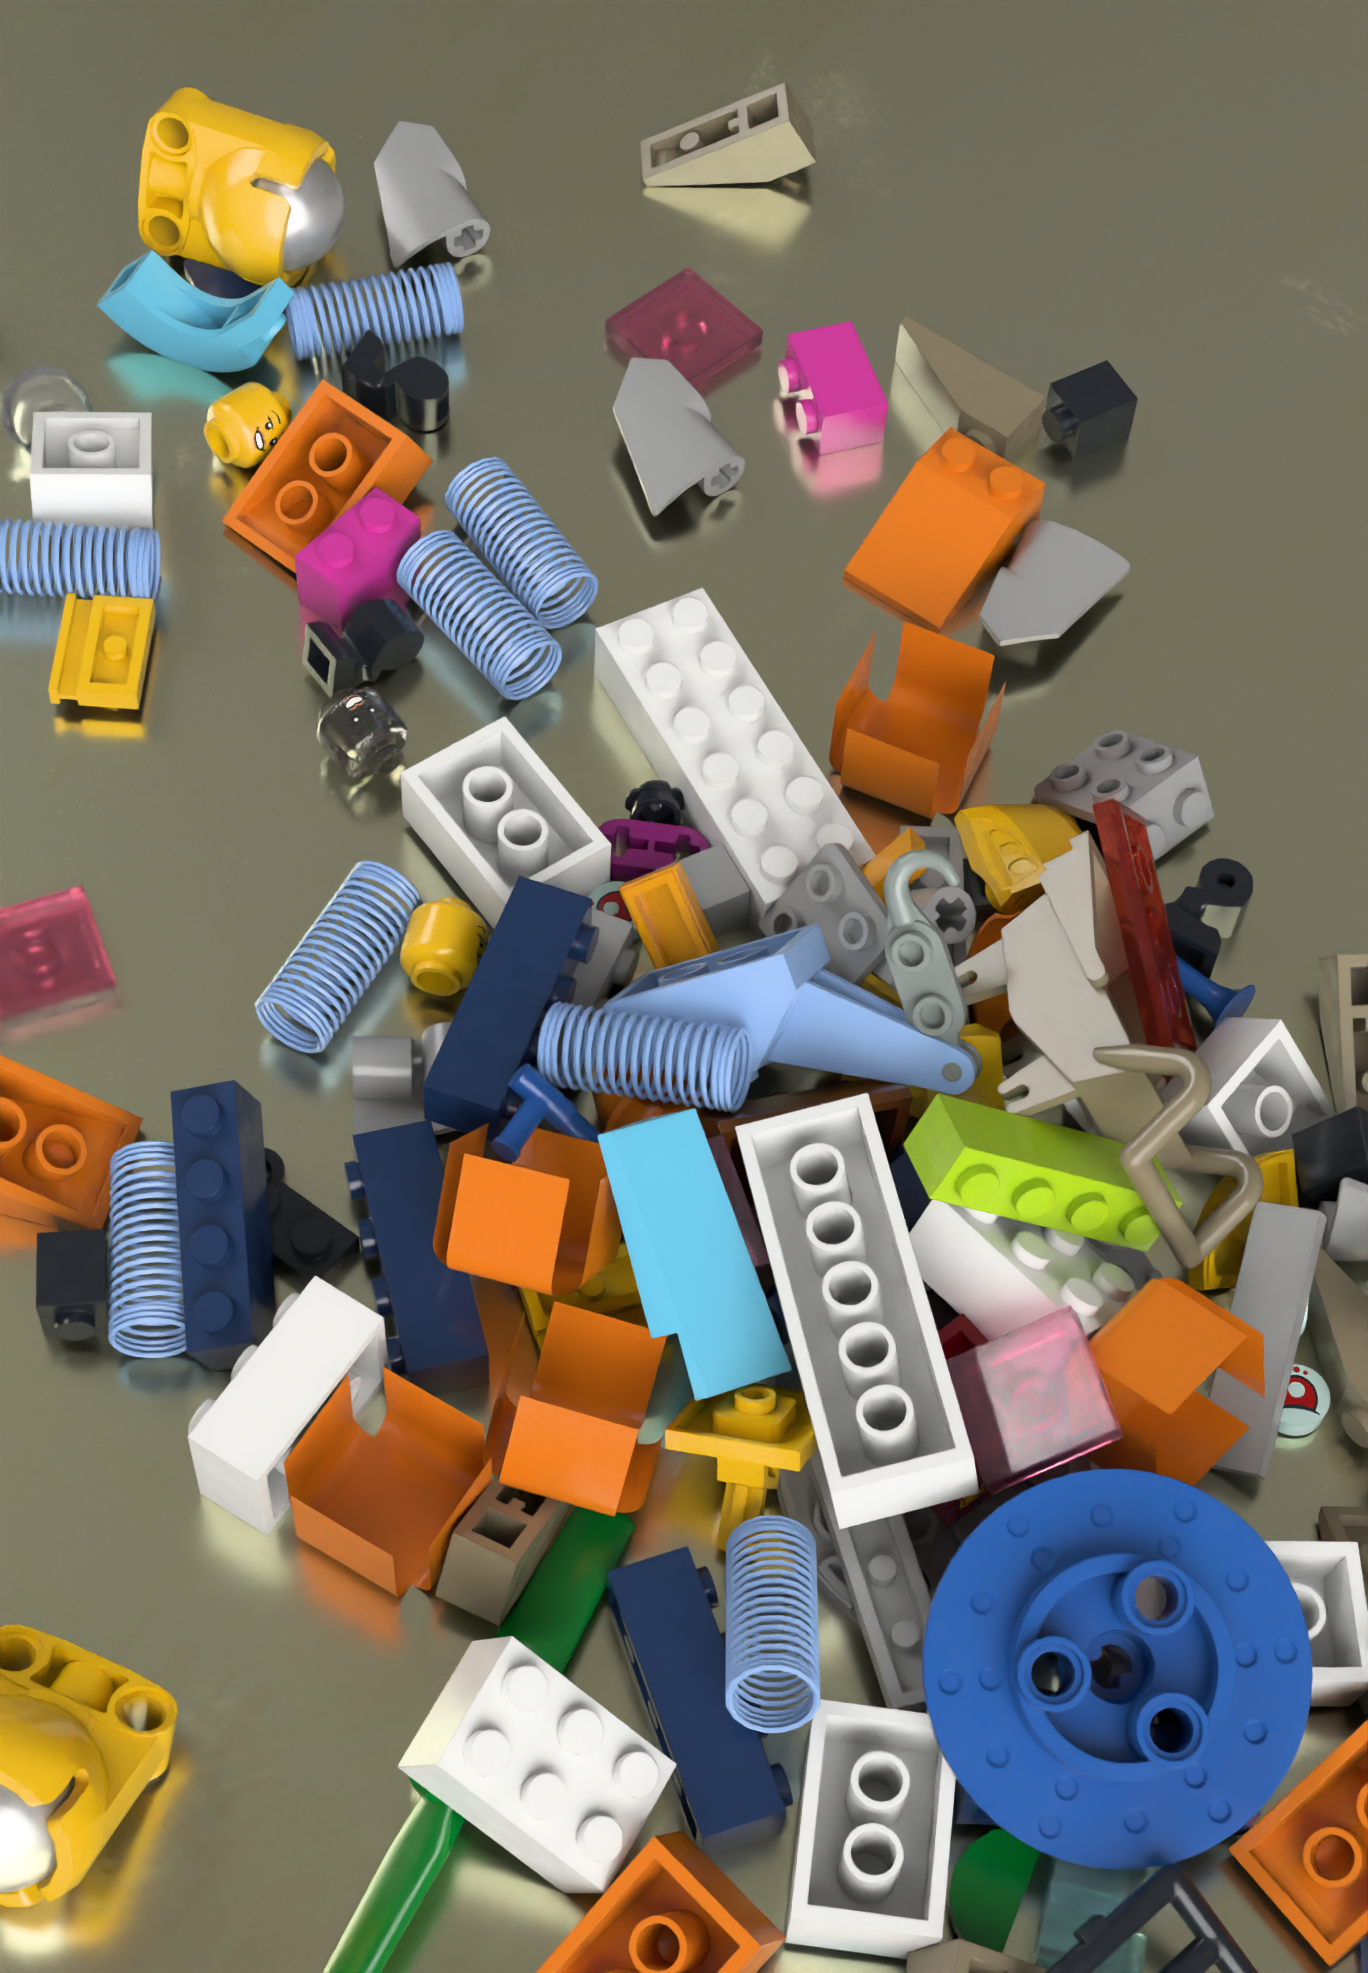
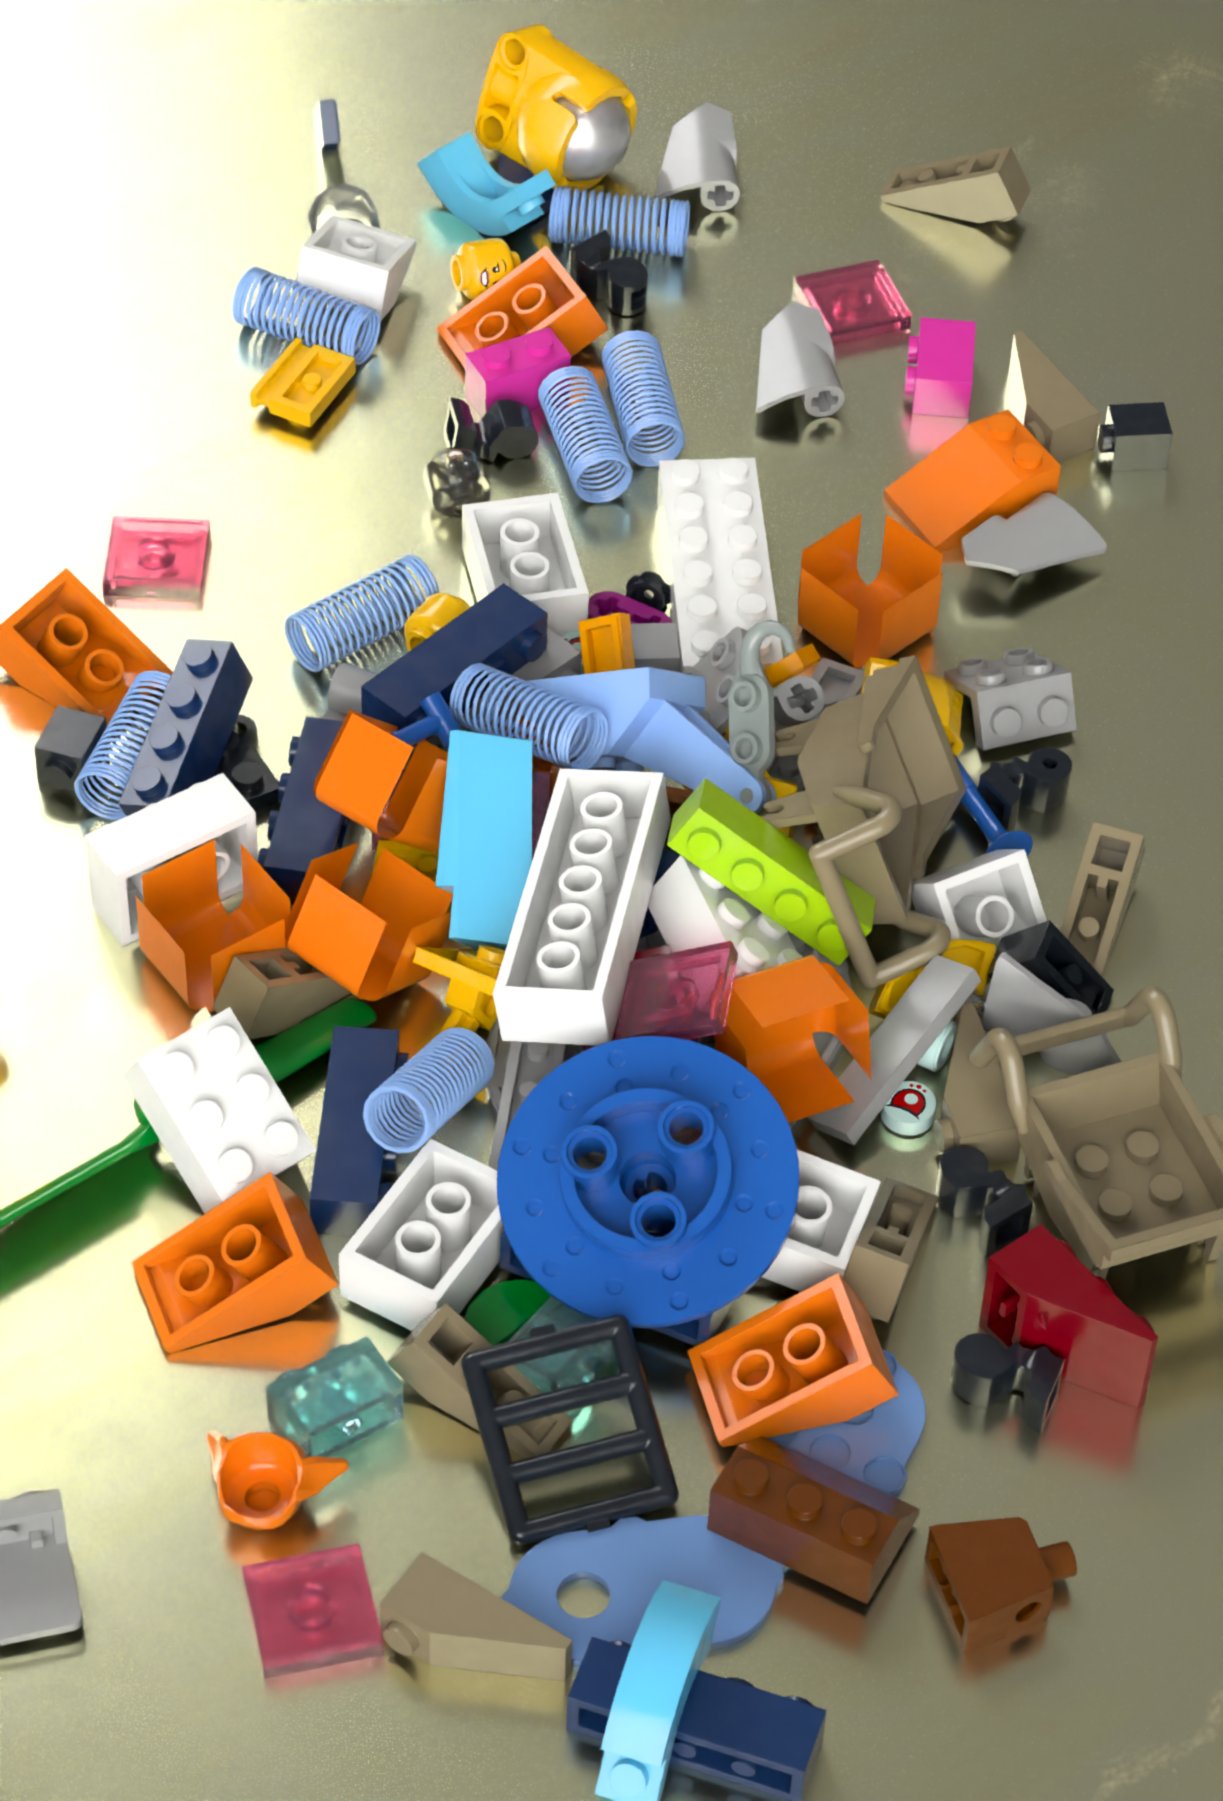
camera: 25 degrees right, 10 degrees down
(1144, 926) = (951, 761): clear red tile -> none

